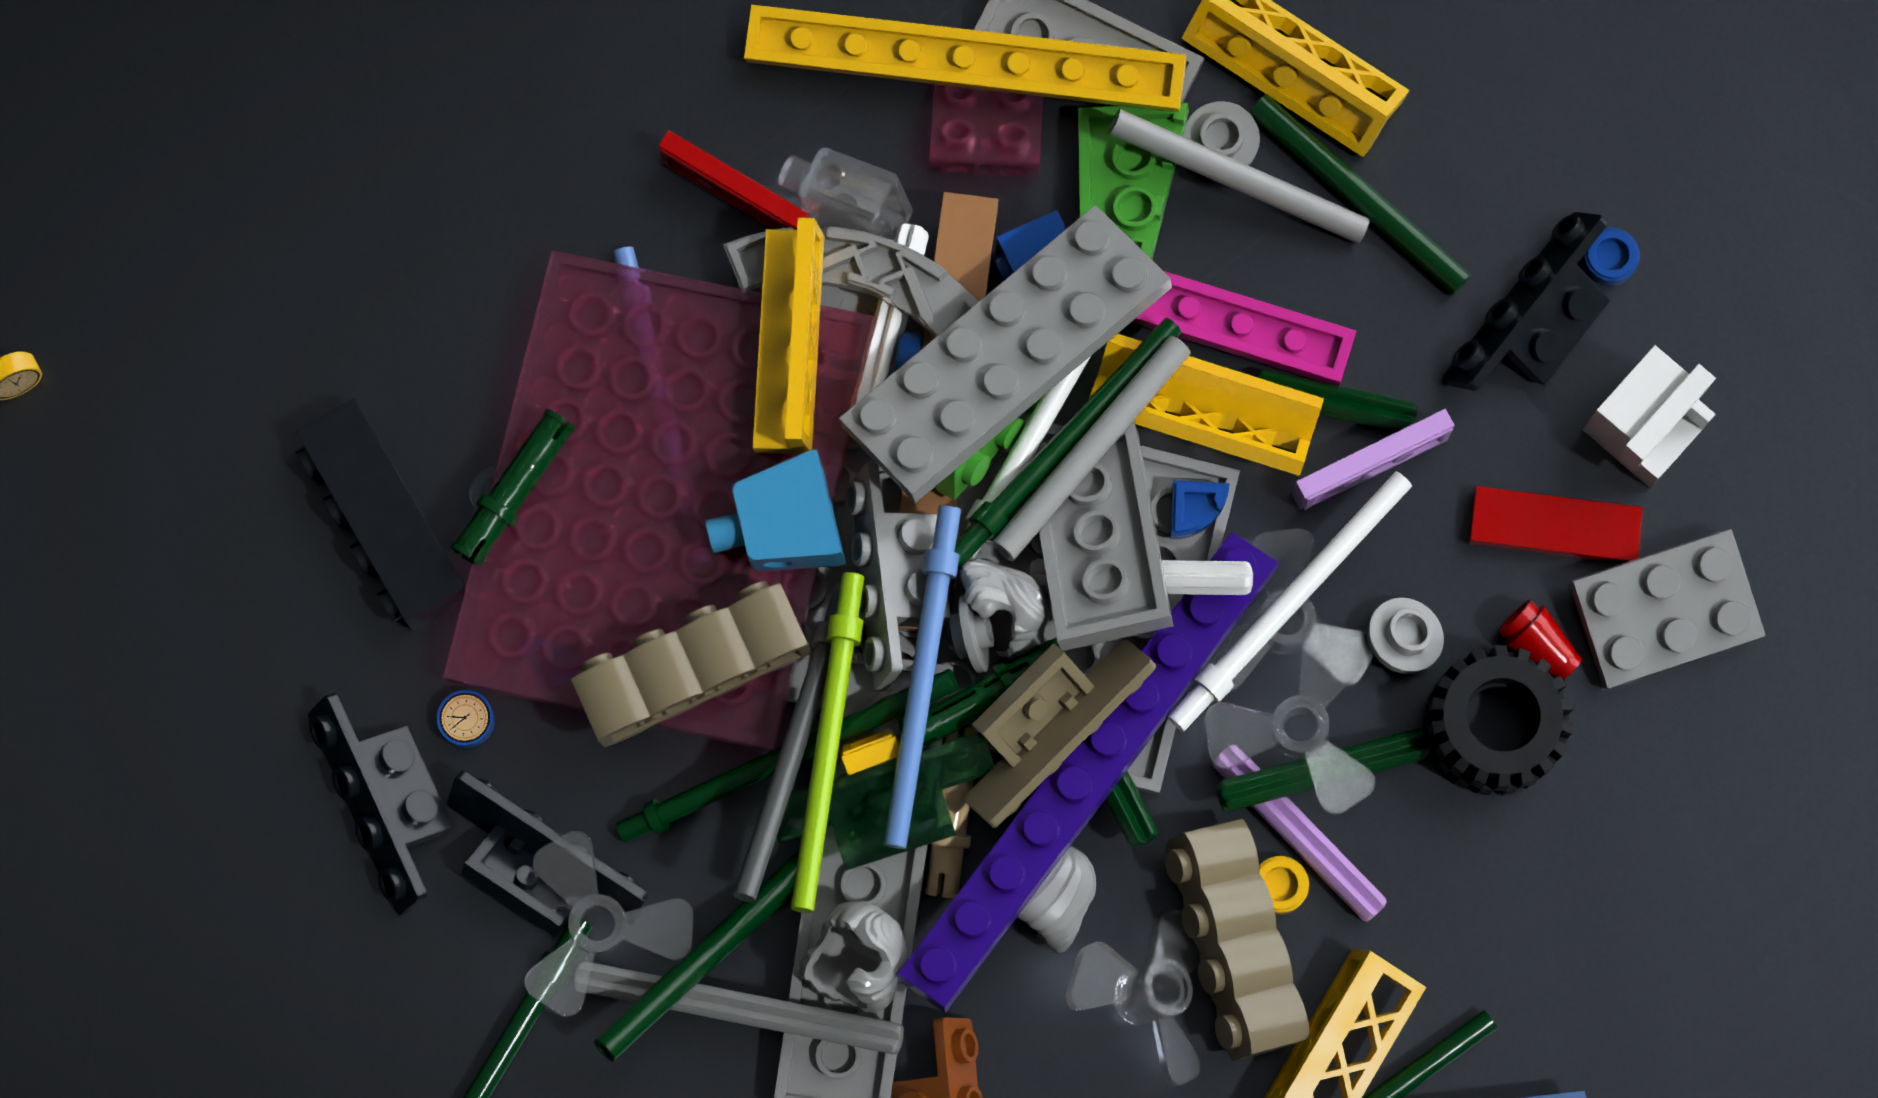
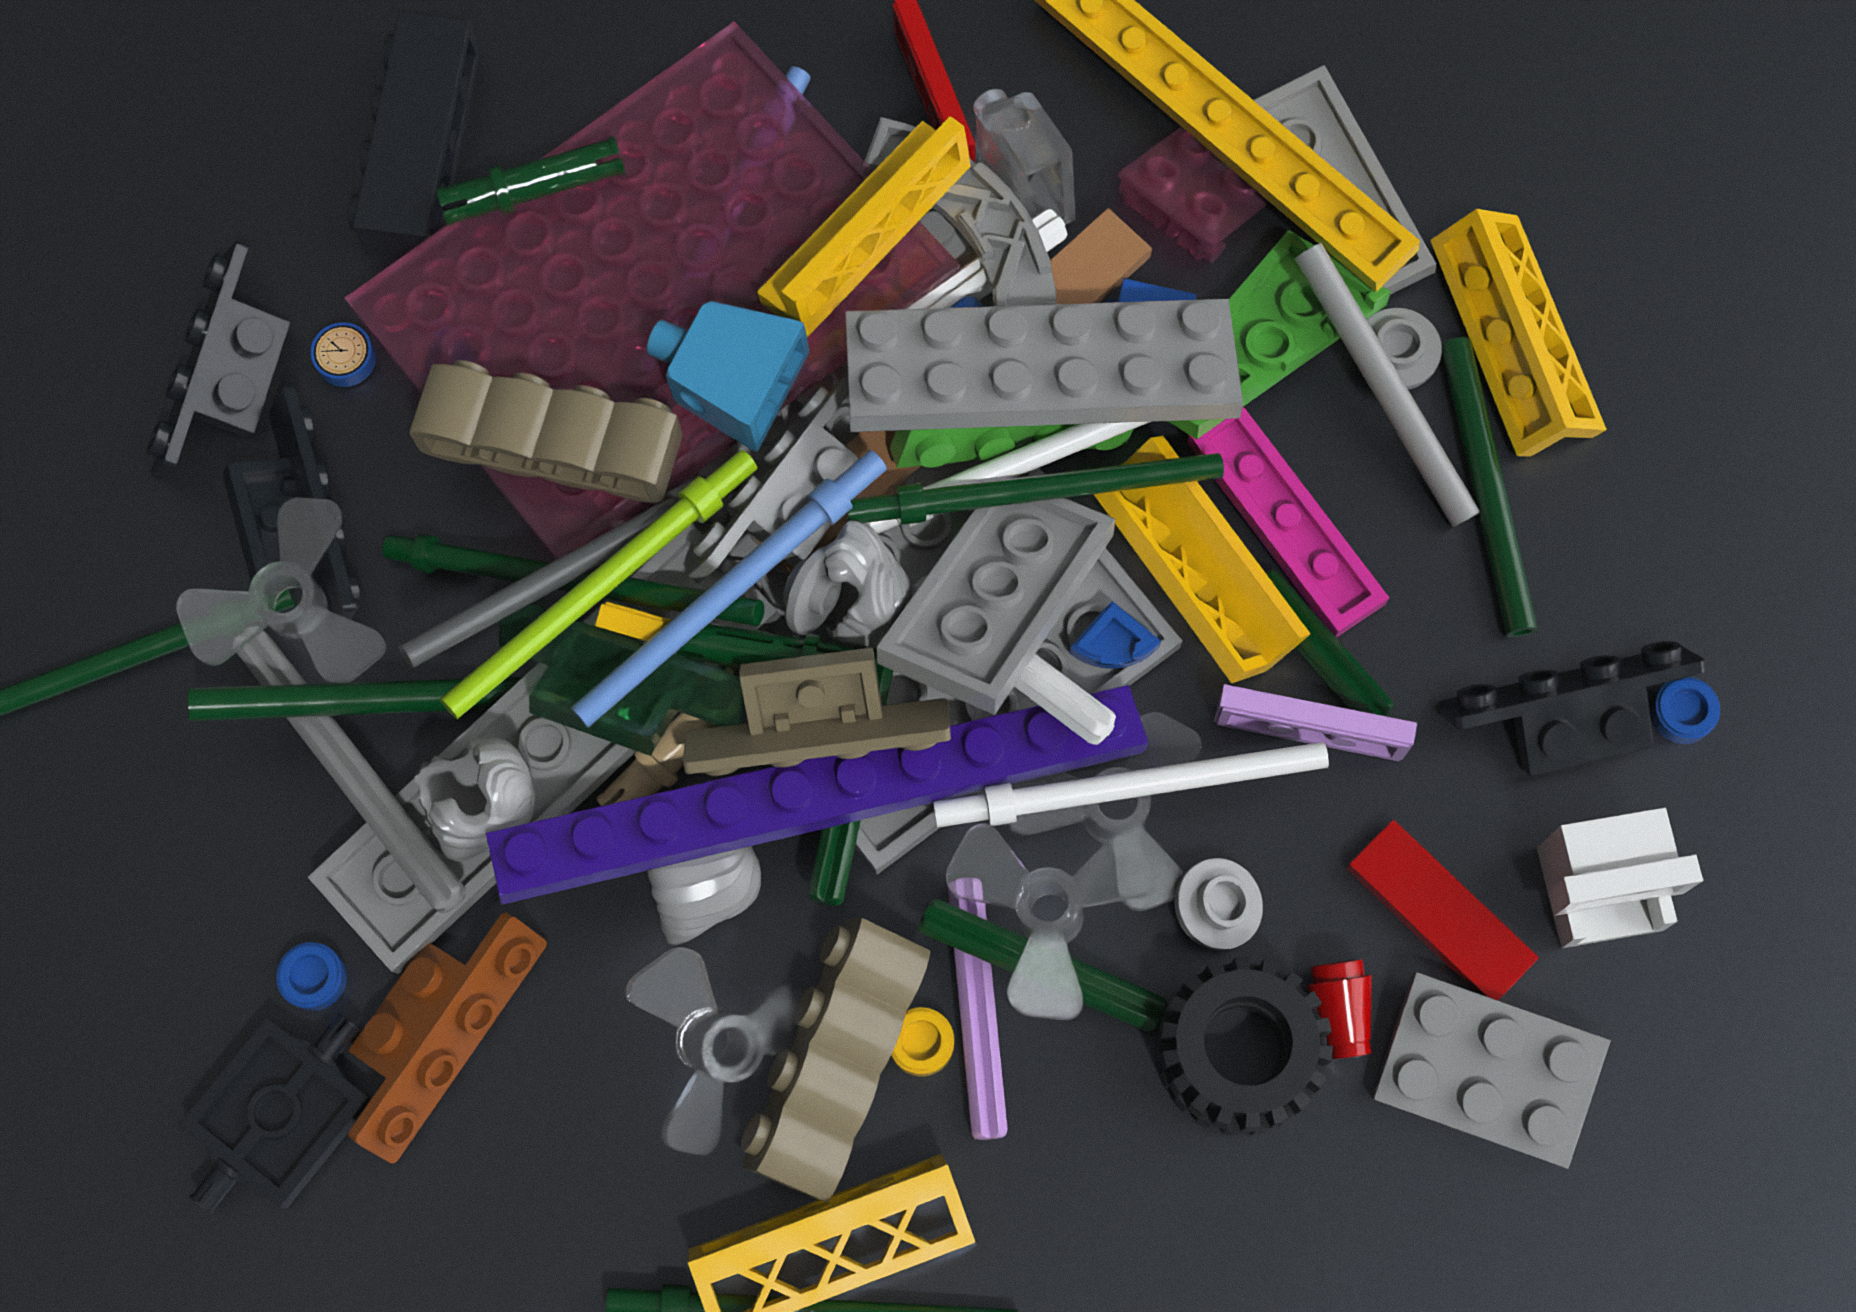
camera: 40 degrees right, 5 degrees down
(1091, 448) = (1054, 510): light grey piece -> none

